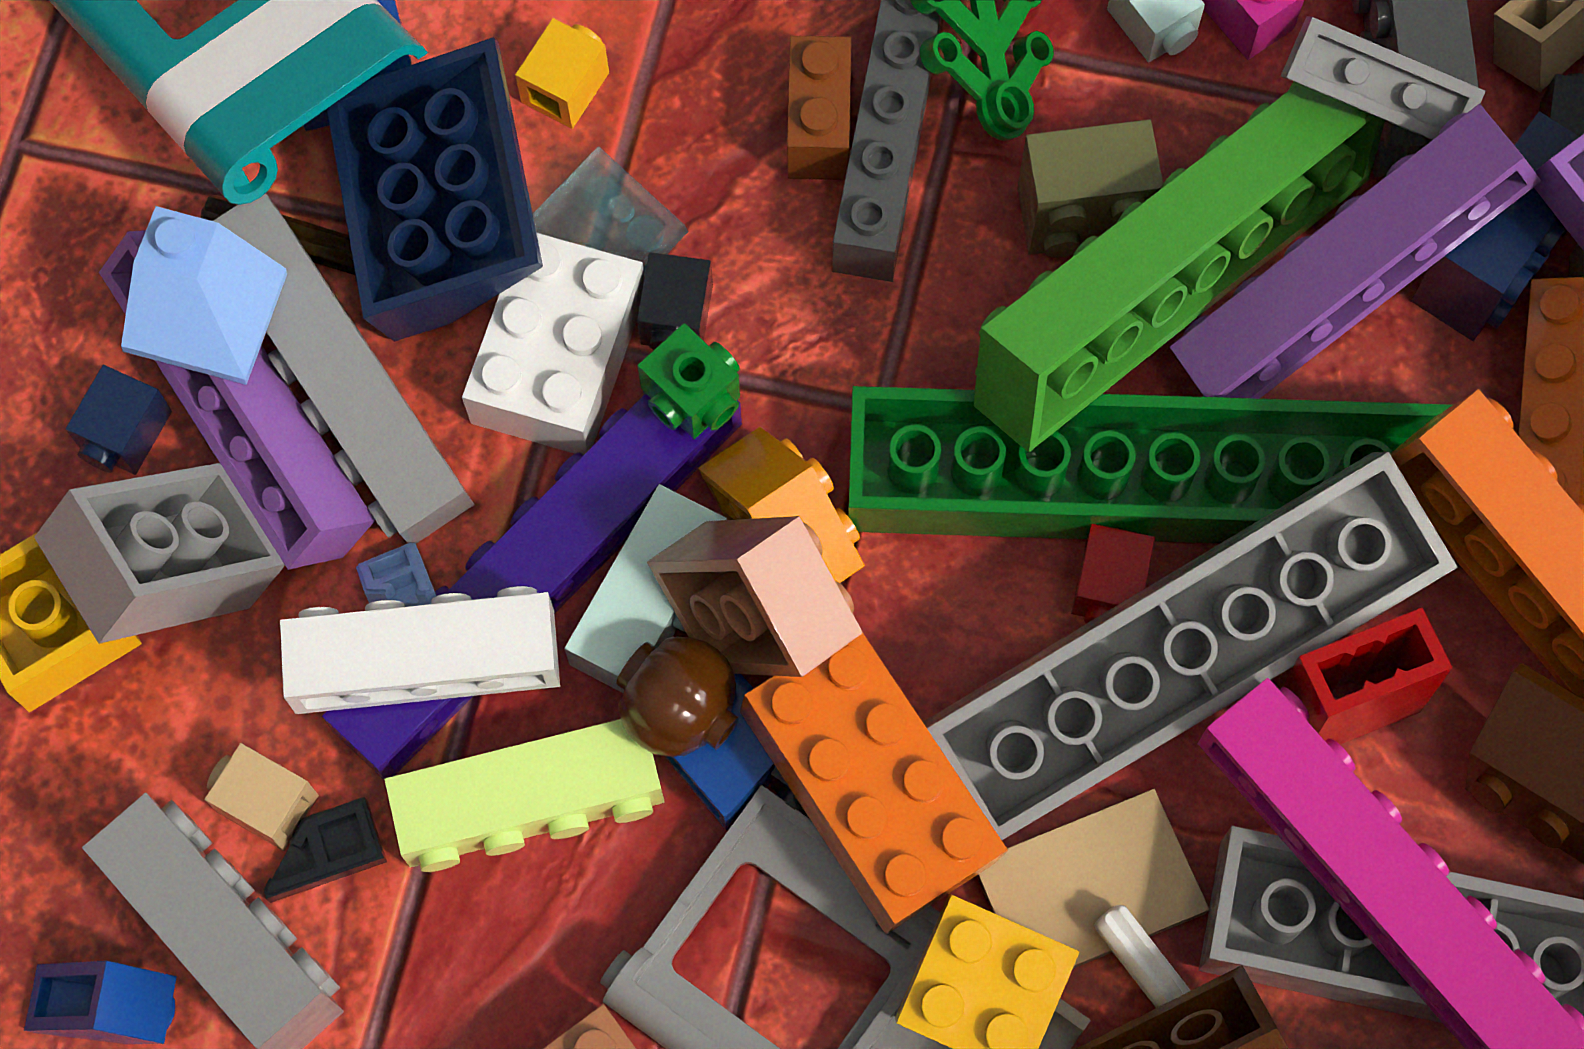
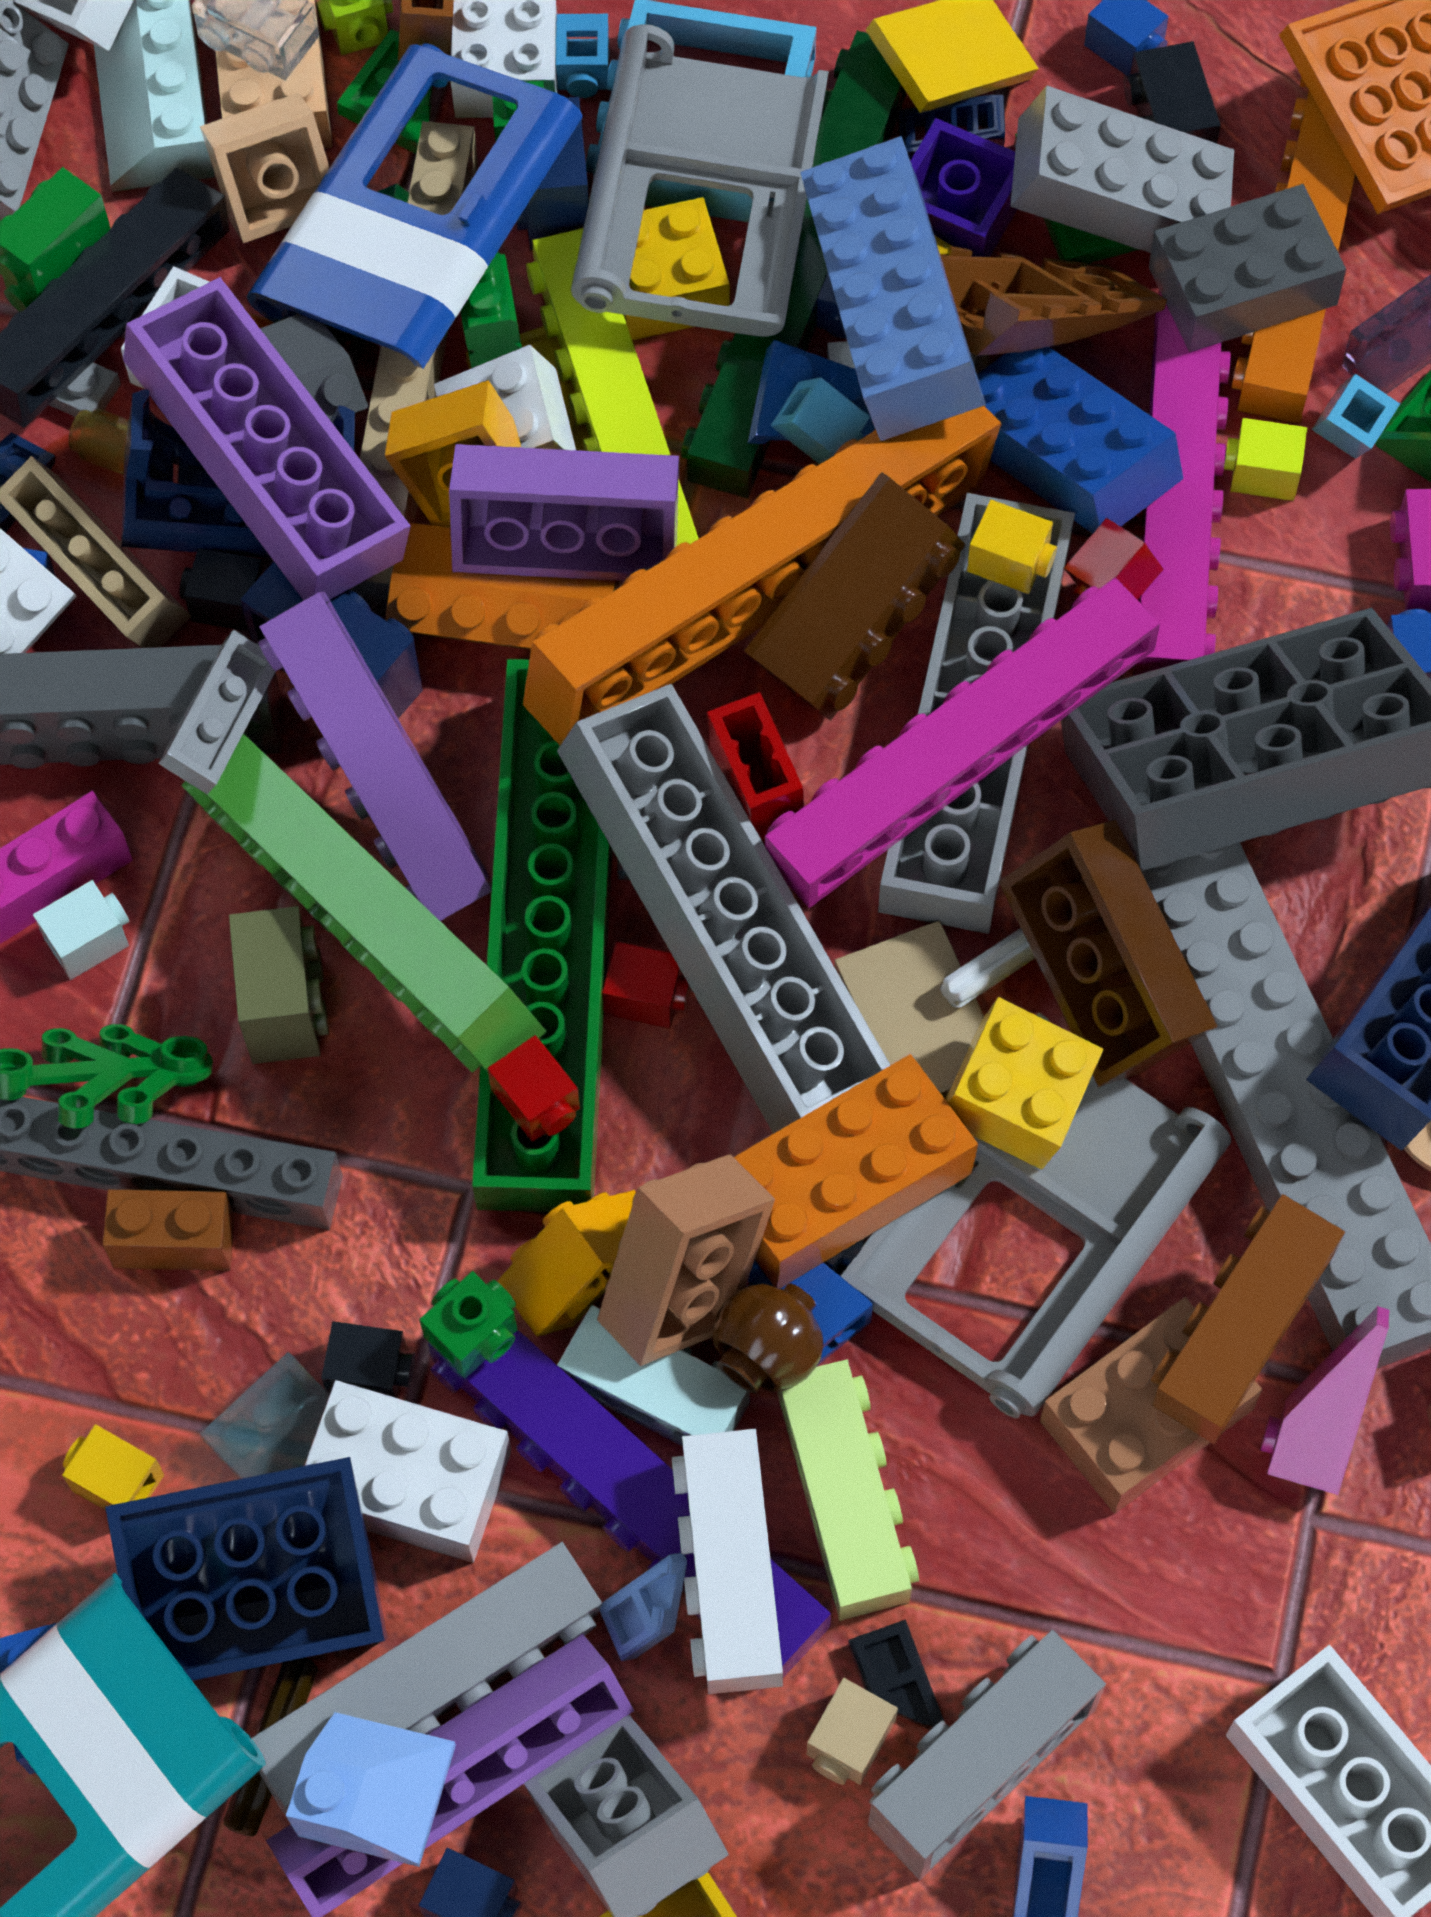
camera: 90 degrees left, 5 degrees down
(954, 438) = (534, 1089): none -> red brick

